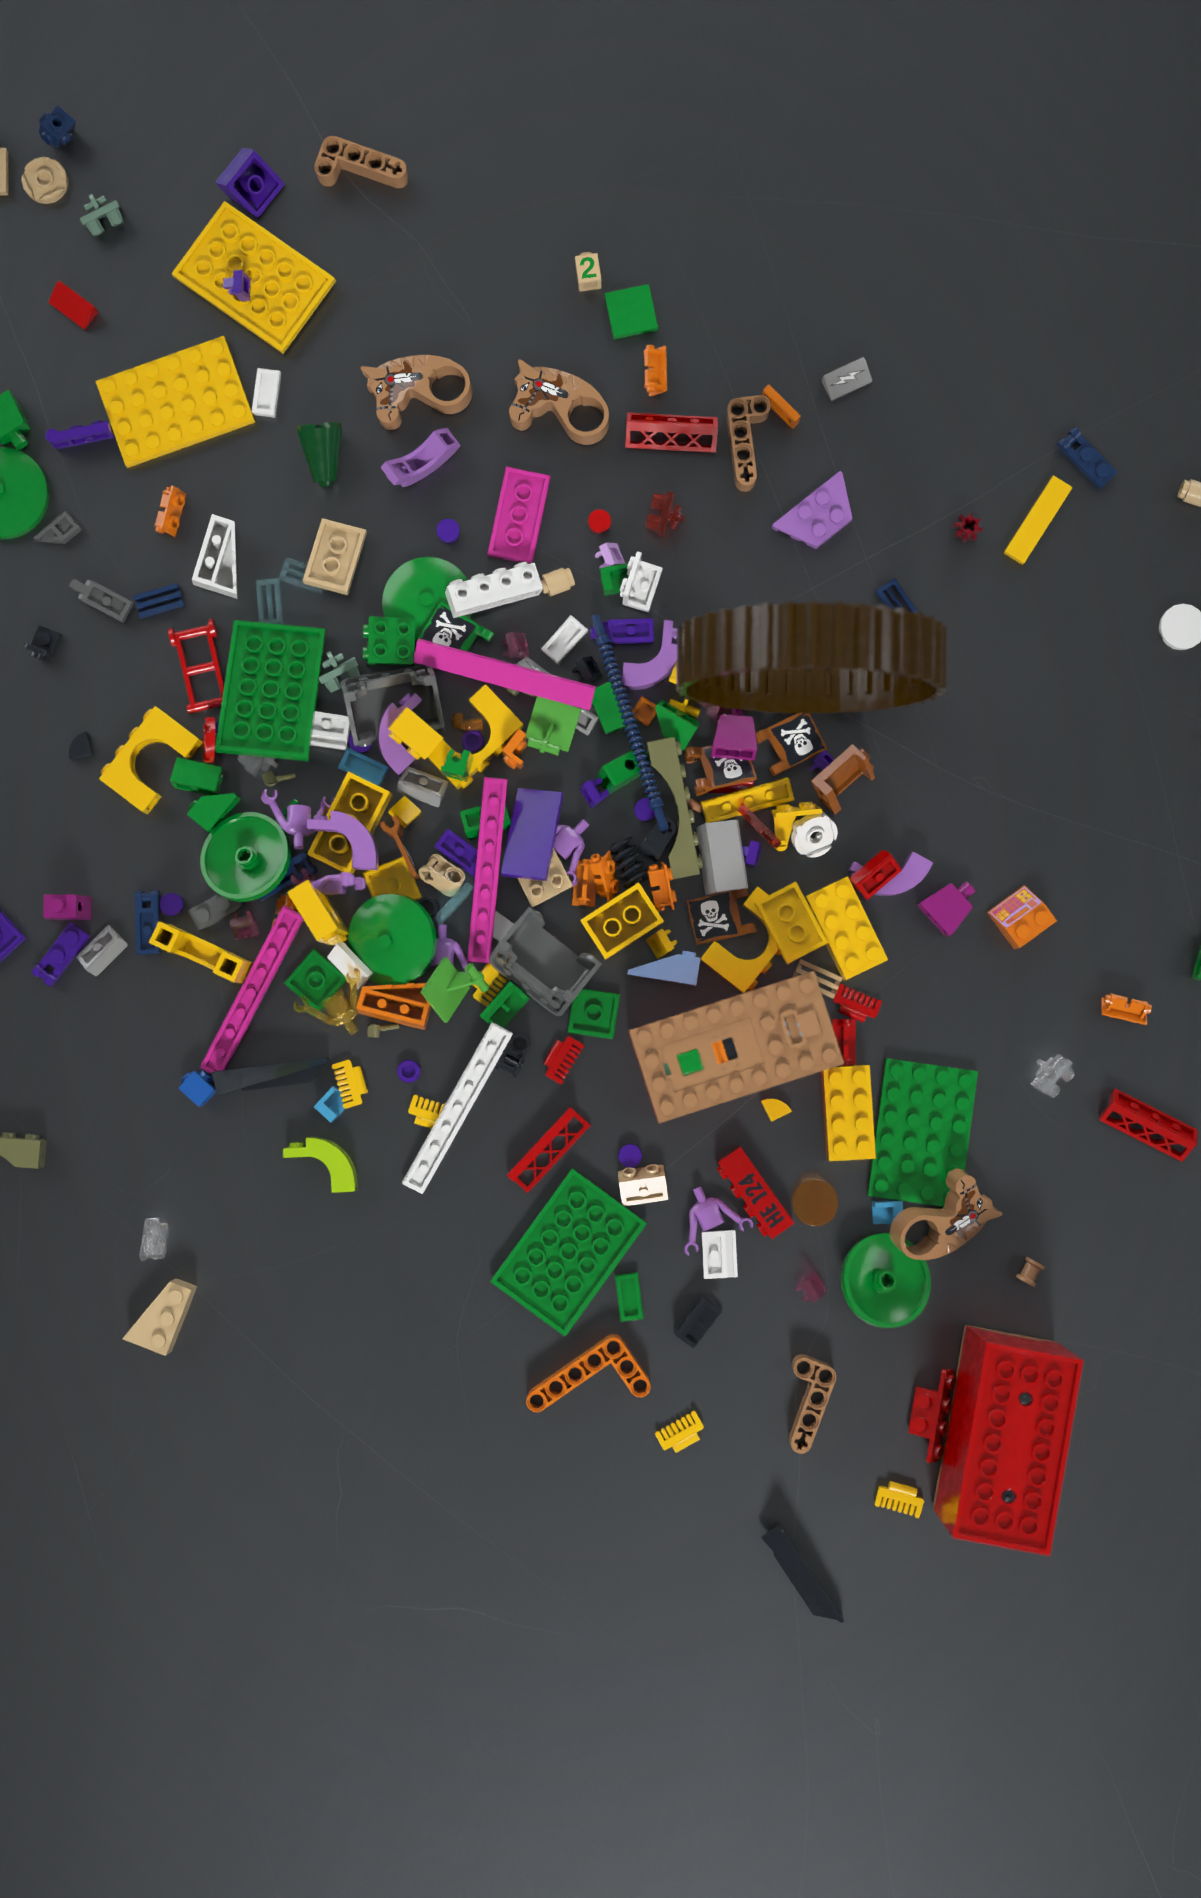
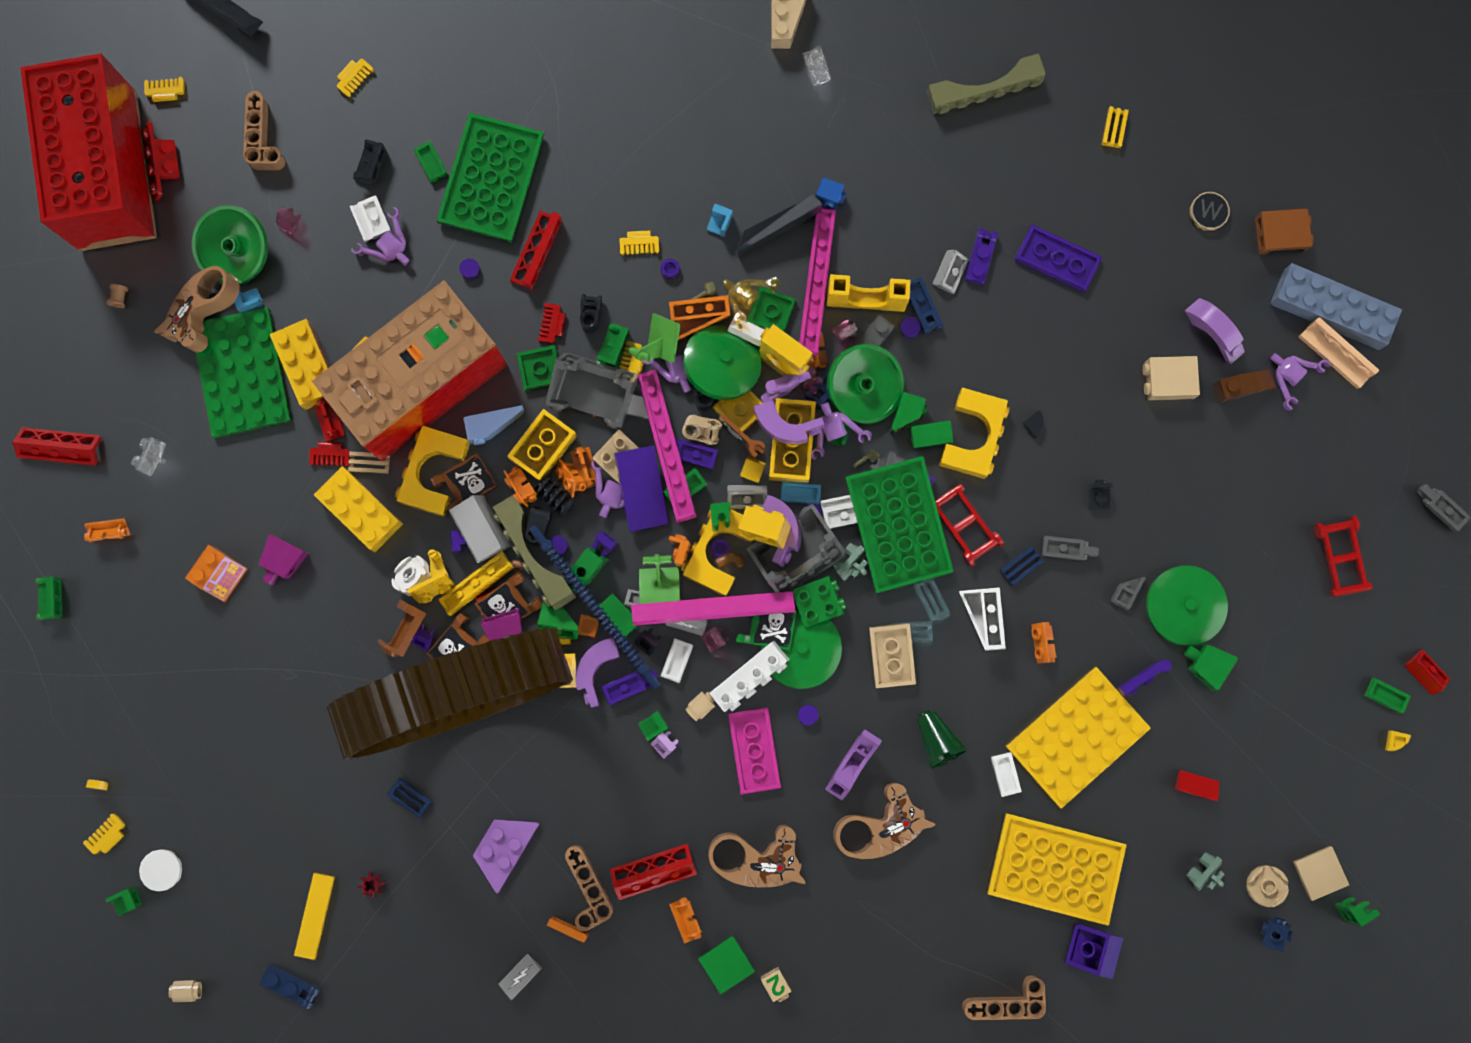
camera: 155 degrees right, 5 degrees down
(66, 907) = (992, 290): magenta torso -> none
(209, 739) = (932, 465): red tile -> none
(238, 285) = (1064, 853): dark purple tile -> none
(333, 1156) = (706, 181): lime arch -> none
(354, 1080) = (708, 243): yellow piece -> none
(449, 908) = (683, 410): clear light blue tile -> none
(457, 1108) = (619, 253): white tile -> none
(588, 1370) = (441, 94): orange beam -> none
(599, 521) = (685, 771): red tile -> none
(641, 585) = (629, 729): white bracket -> none
(642, 1185) = (451, 249): bracket -> none
(660, 943) = (505, 441): yellow tile -> none
(664, 503) = (635, 807): clear red hips -> none
(755, 1192) = (359, 276): red brick -> none
(759, 826) = (456, 564): clear red tile -> none
(791, 922) = (403, 495): yellow tile -> none
(815, 1202) = (309, 287): clear orange tile -> none
(875, 874) = (348, 560): red slope -> none
(912, 873) = (326, 564): medium lavender arch -> none

